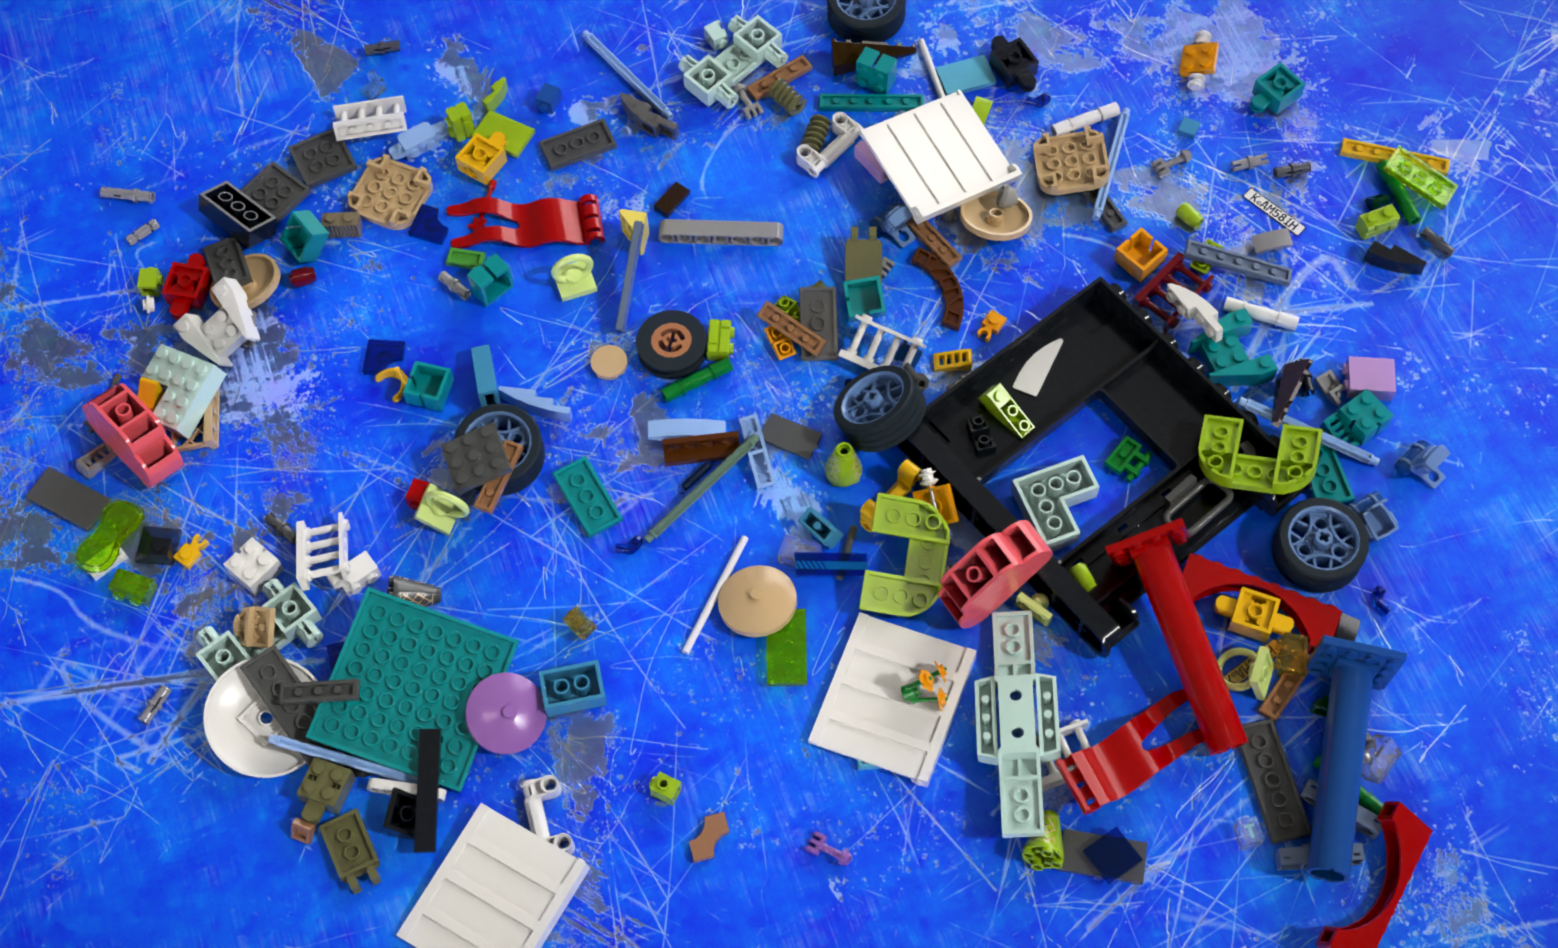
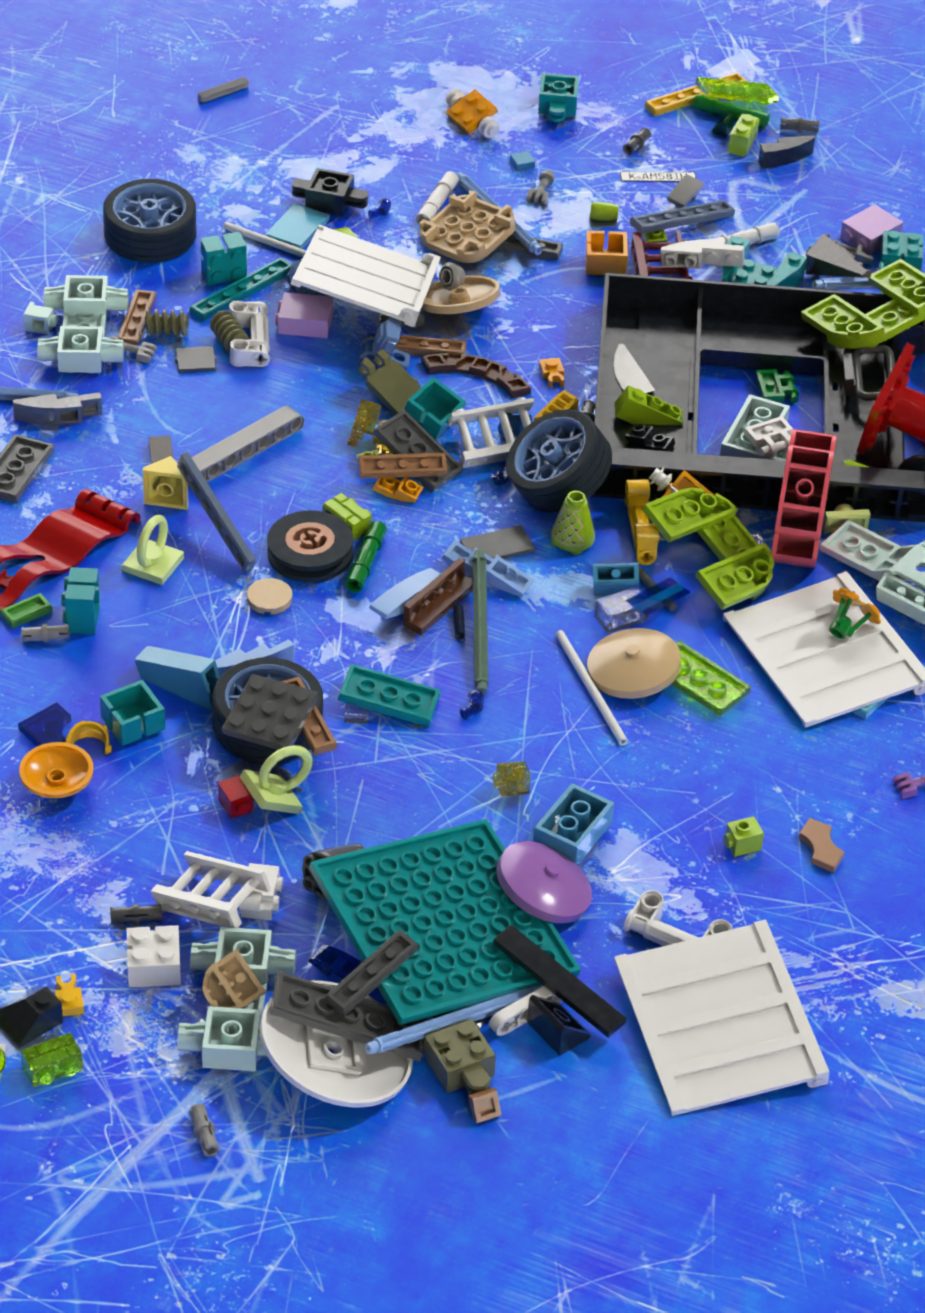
camera: 50 degrees left, 20 degrees down
(340, 384) = (56, 770): none -> light orange dish
(351, 849) = (547, 1086): olive tile -> none
(778, 139) = (195, 359): none -> piece
(813, 272) = (364, 421): none -> clear yellow bracket
(846, 53) = (185, 262): dark brown wedge -> none
(1049, 498) = (768, 432): none -> white plate
(1249, 162) = (599, 154): light grey pin -> none

